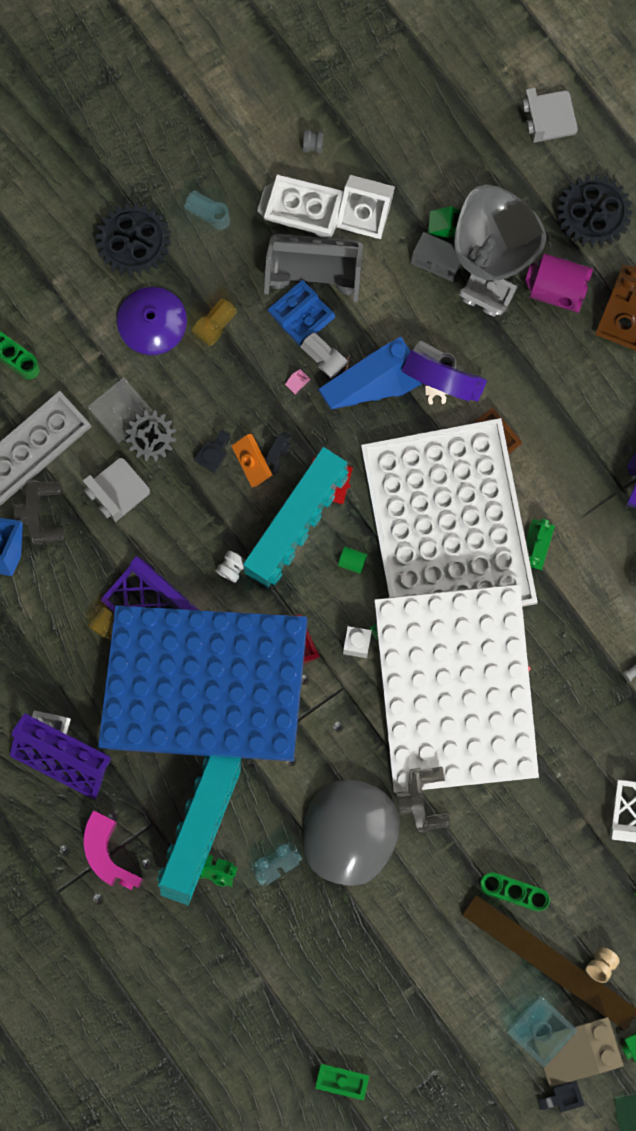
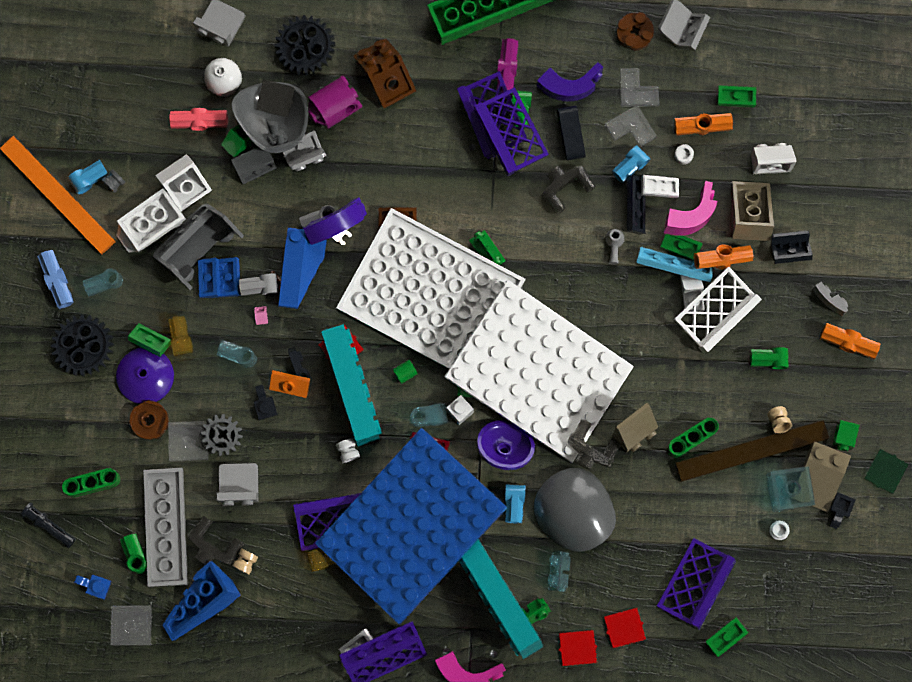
camera: 50 degrees left, 0 degrees up
(42, 556) = (243, 565): none -> tan wheel
(99, 353) = (154, 430): none -> reddish brown plate
(176, 165) = (55, 279): none -> medium blue piece
(188, 296) = (149, 340): none -> green plate
(216, 942) = (578, 648): none -> red piece
(240, 387) = (235, 353): none -> clear light blue piece
(258, 103) = (57, 195): none -> orange tile
(272, 972) = (624, 628): none -> red piece
(292, 113) = (84, 179): none -> dark azure piece
(313, 764) = (514, 501): none -> dark azure piece
(332, 620) = (433, 415): none -> clear light blue piece
(364, 705) = (507, 438): none -> dark purple dish
(375, 1031) = (710, 594): none -> dark purple fence
(438, 171) = (199, 119): none -> coral piece
(476, 828) = (636, 428): none -> dark tan slope
(491, 1052) = (779, 530): none -> white plate
(498, 160) = (222, 77): none -> white cylinder

